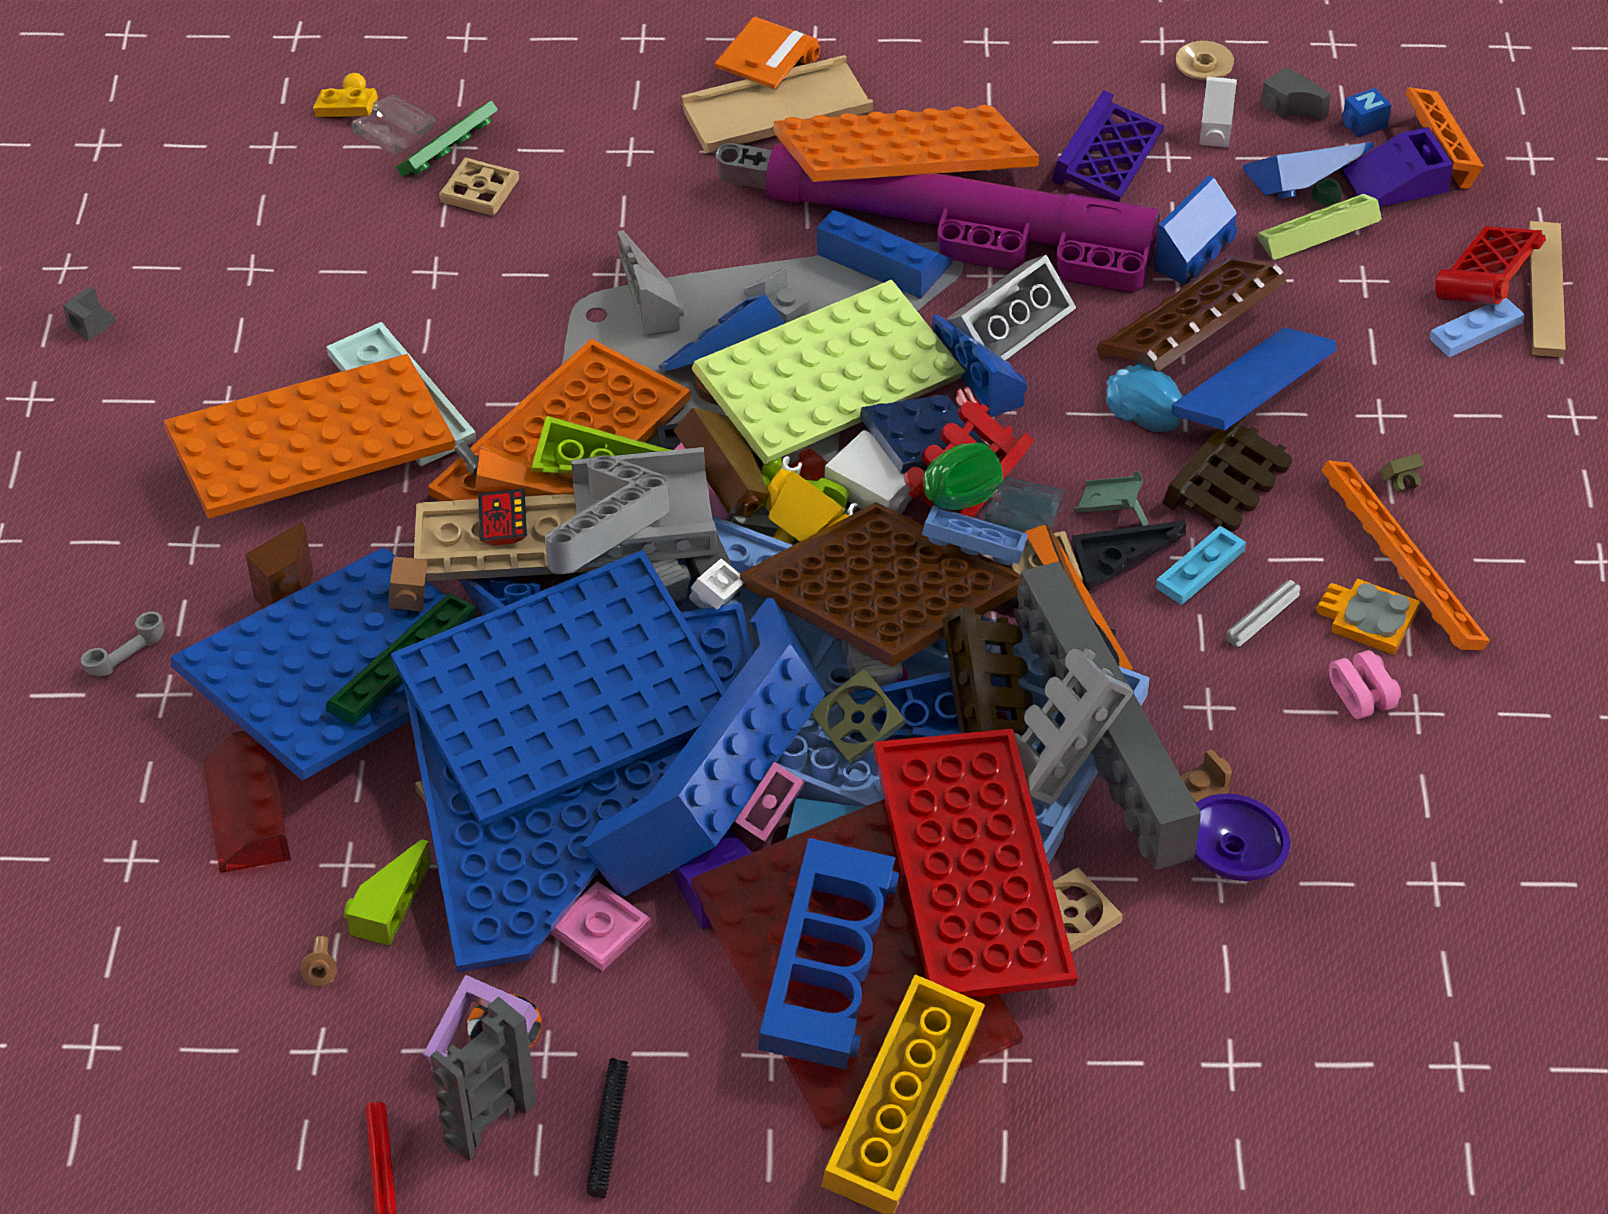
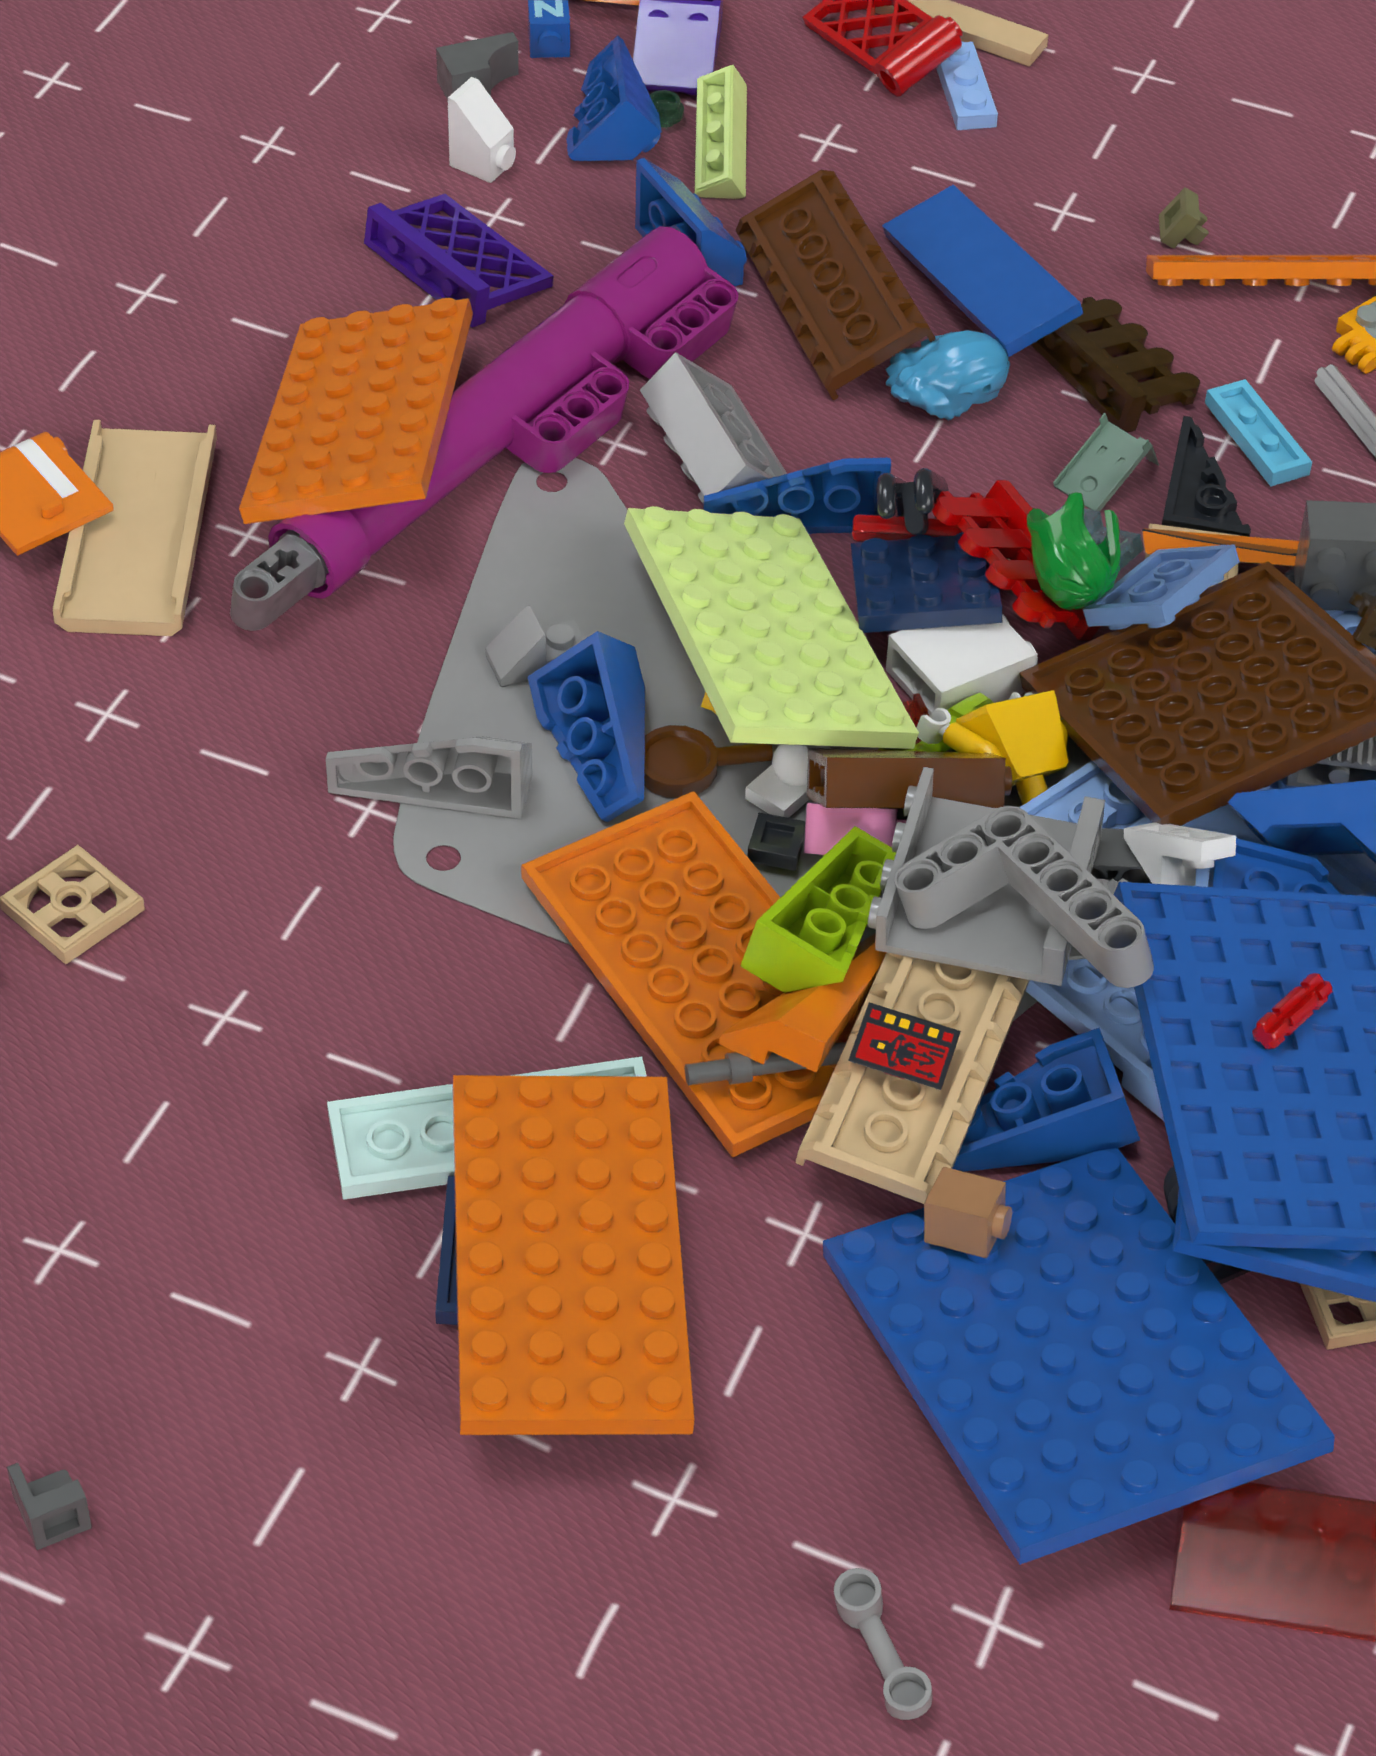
camera: 70 degrees left, 0 degrees up
(280, 566) = (854, 1369): reddish brown slope -> none
(380, 675) = (1125, 1265): dark green tile -> none
(586, 657) = (1292, 1011): none -> red axle
(880, 253) = (527, 520): blue slope -> none
(973, 389) = (911, 499): none -> black piece
(1204, 59) = (355, 114): tan dish -> none

